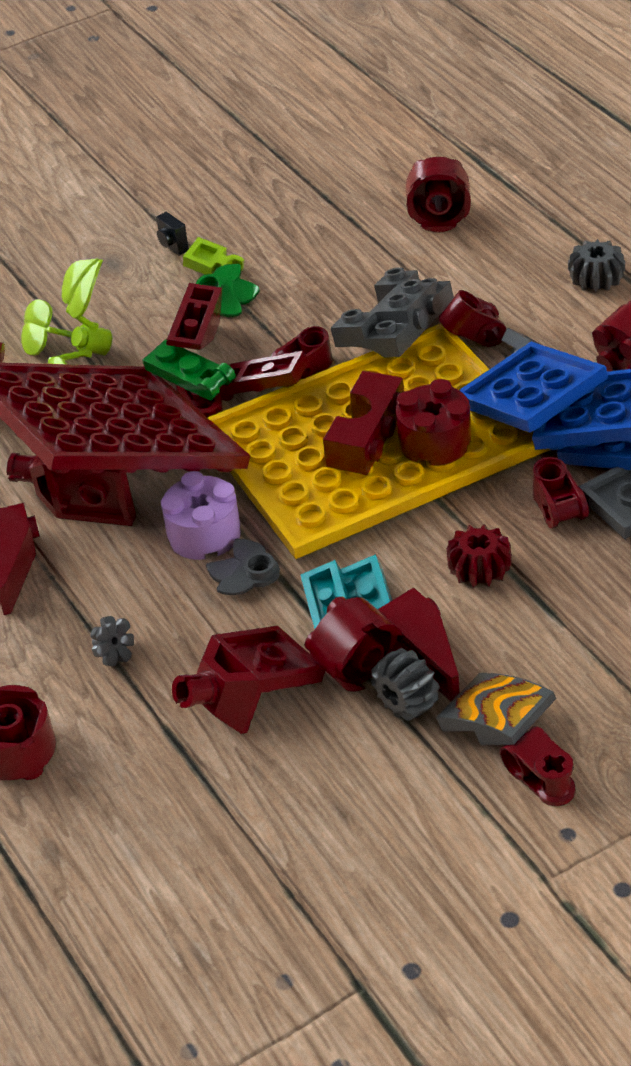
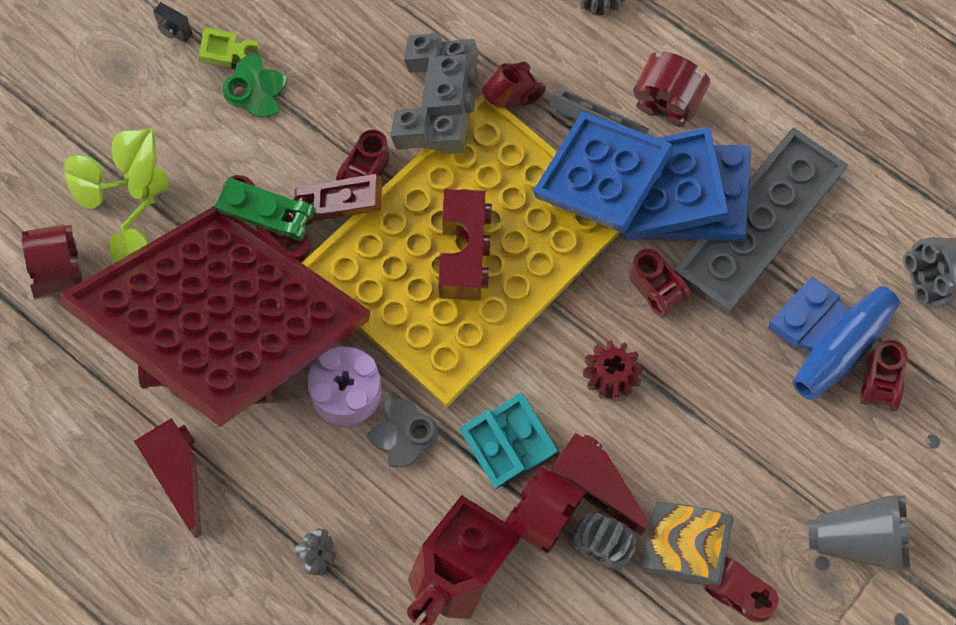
camera: 25 degrees left, 25 degrees up
(196, 317) = (250, 148): dark red slope -> none
(433, 423) = (543, 231): dark red brick -> none

